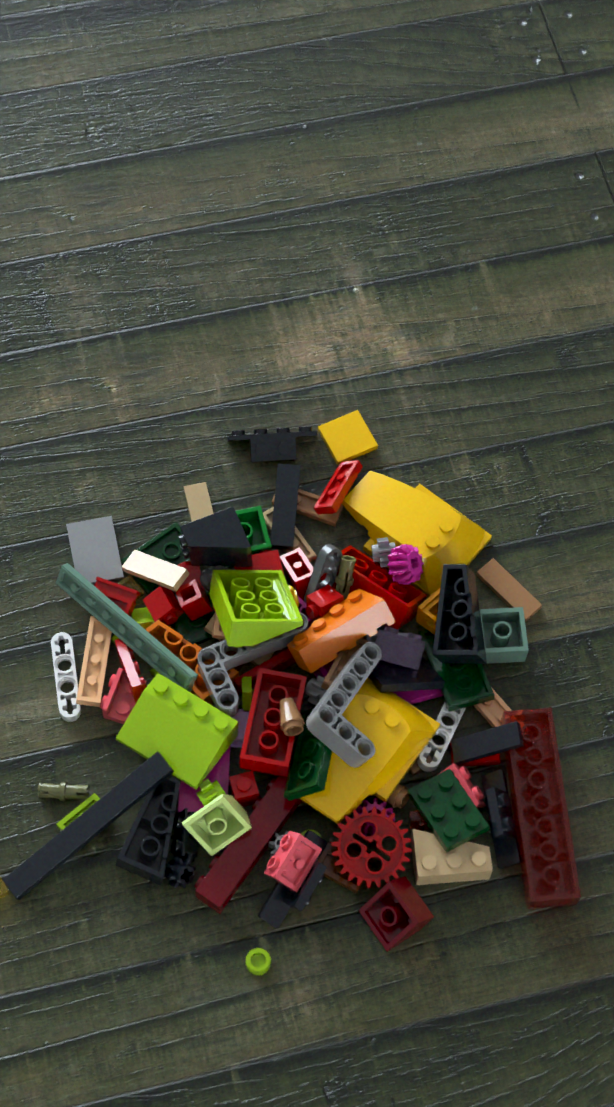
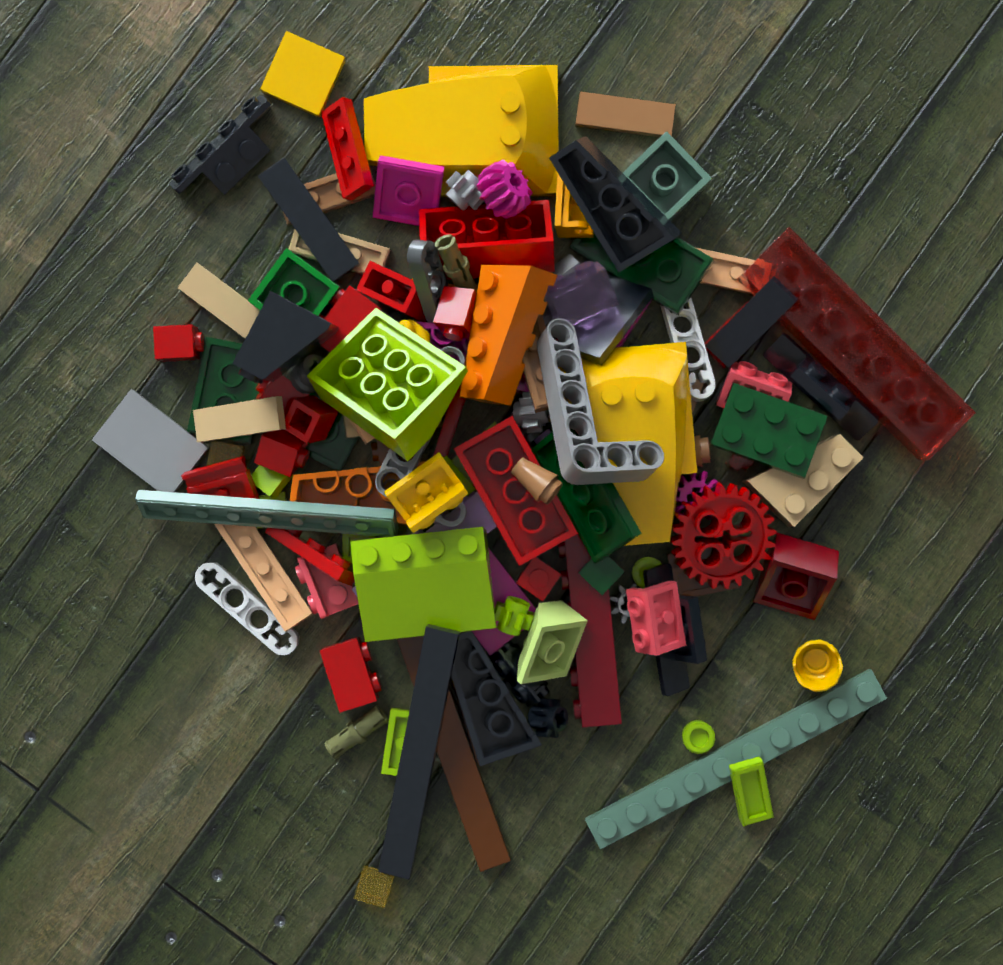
camera: 35 degrees left, 25 degrees up
(90, 755) = (351, 674): none -> red brick
(100, 869) = (463, 775): none -> reddish brown tile
(157, 512) = (177, 343): none -> red brick
(223, 673) = (426, 493): none -> yellow bracket
(262, 1016) = (751, 791): none -> lime tile
(269, 993) = (713, 768): none -> sand green plate
(282, 810) = (602, 574): none -> dark green tile
(352, 528) = (406, 188): none -> dark pink tile
(365, 974) = (817, 665): none -> yellow hair

